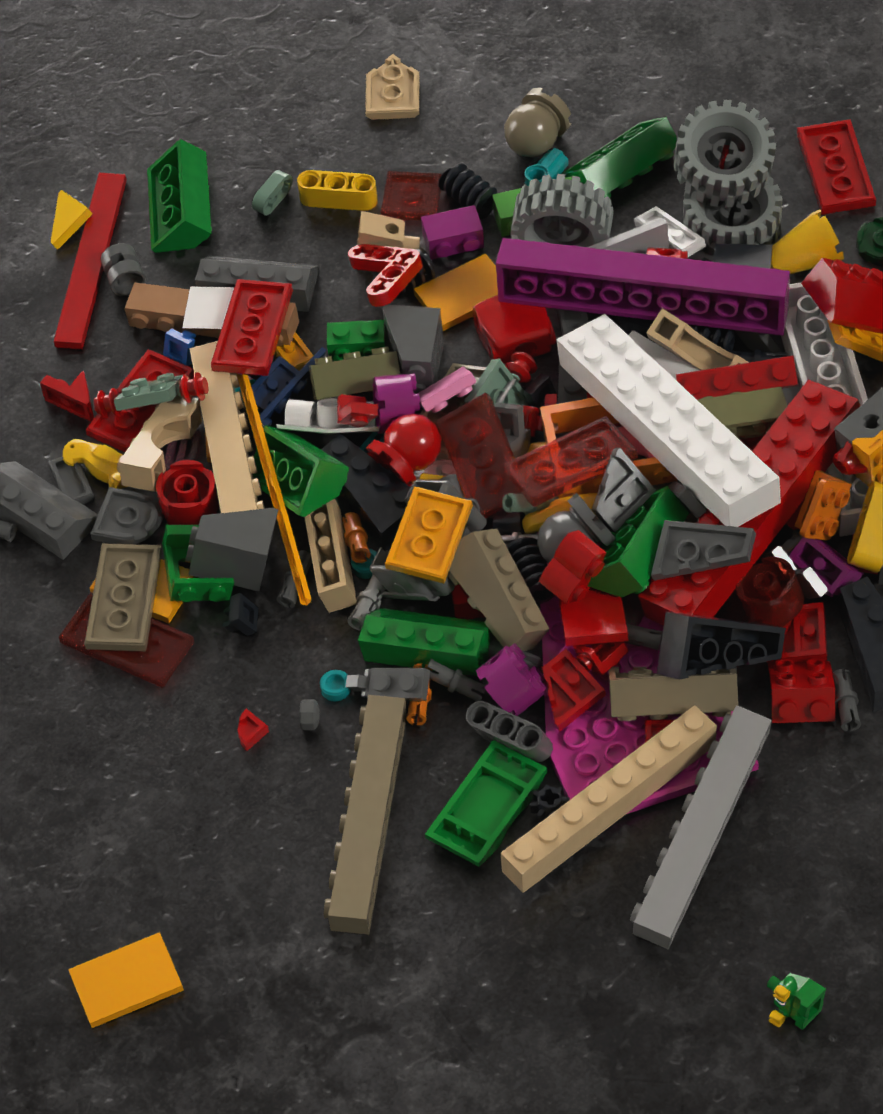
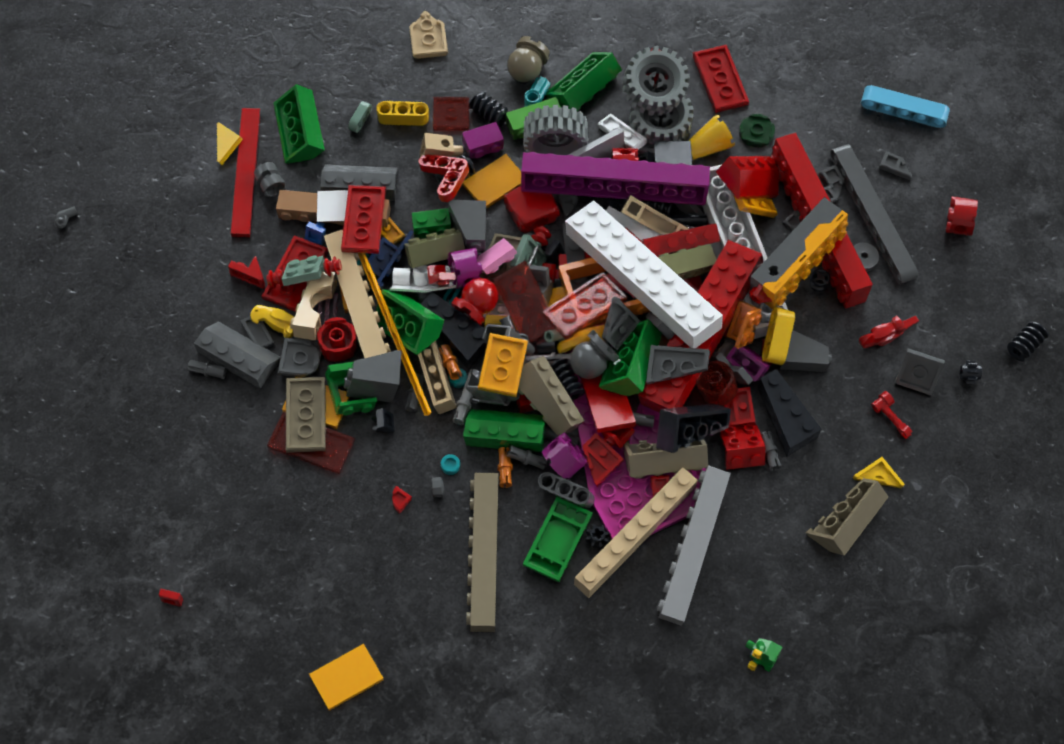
camera: 15 degrees left, 10 degrees up
(392, 682) = (488, 463): dark grey hinge -> none
(572, 567) = (597, 381): red brick -> none

